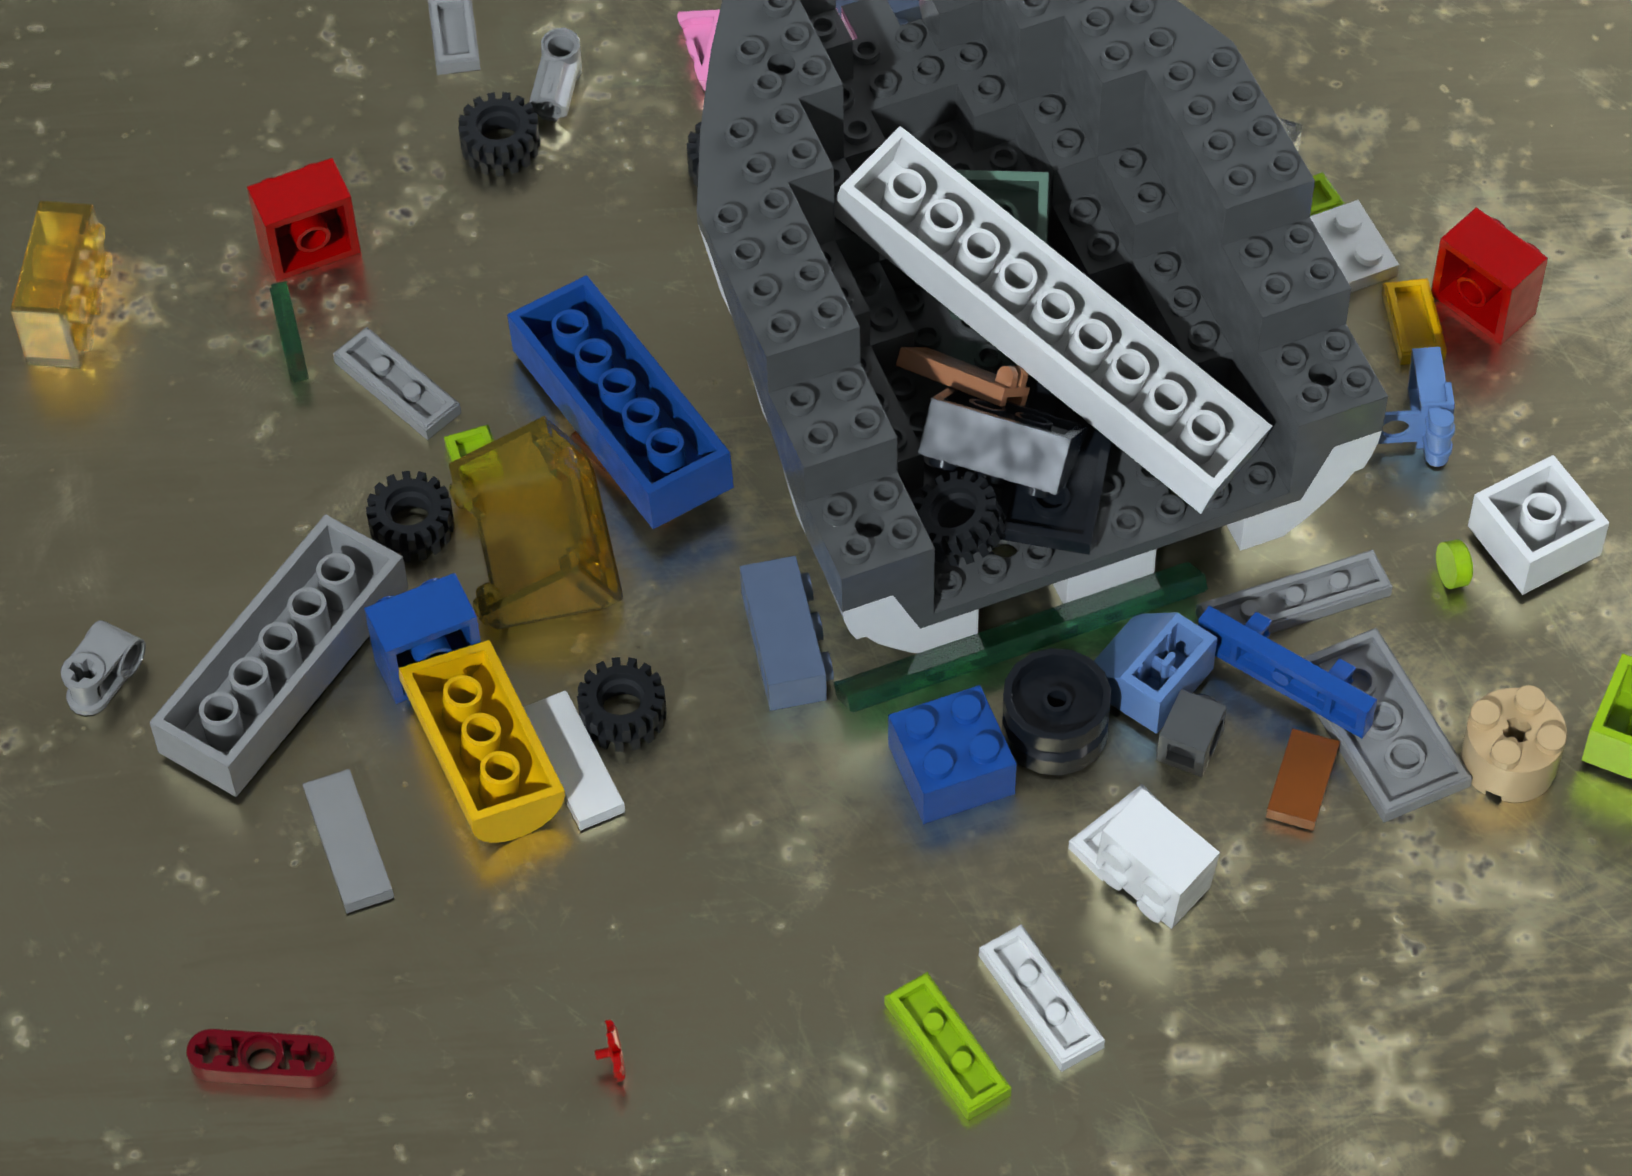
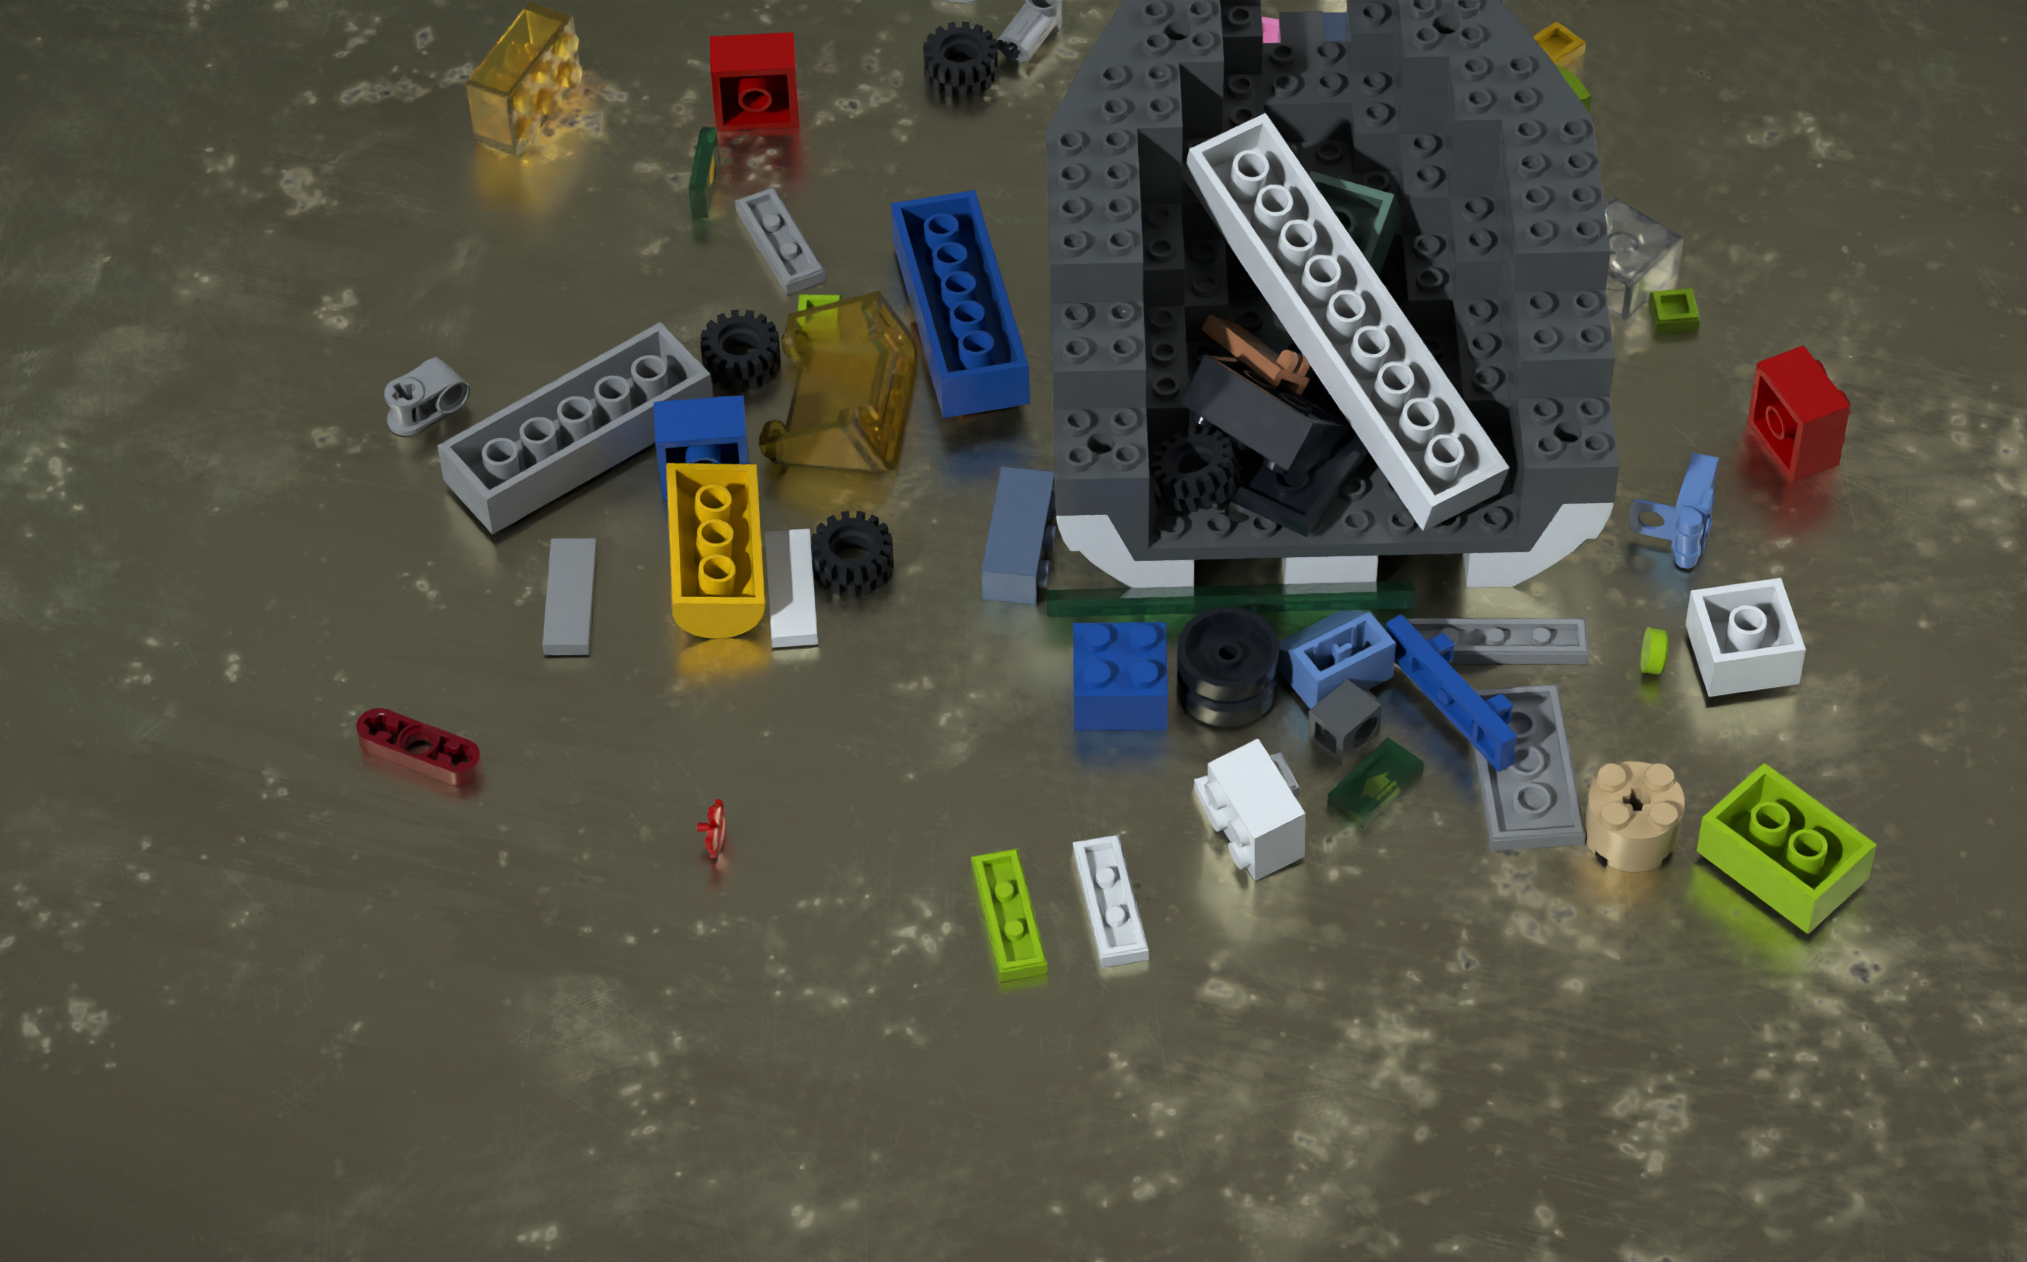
camera: 20 degrees right, 5 degrees down
(1245, 786) = (1375, 783): none -> clear green tile
(1302, 779) = (1430, 791): dark orange tile -> none
(1356, 245) = (1675, 360): white plate -> none
(1412, 317) = (1721, 433): yellow tile -> none

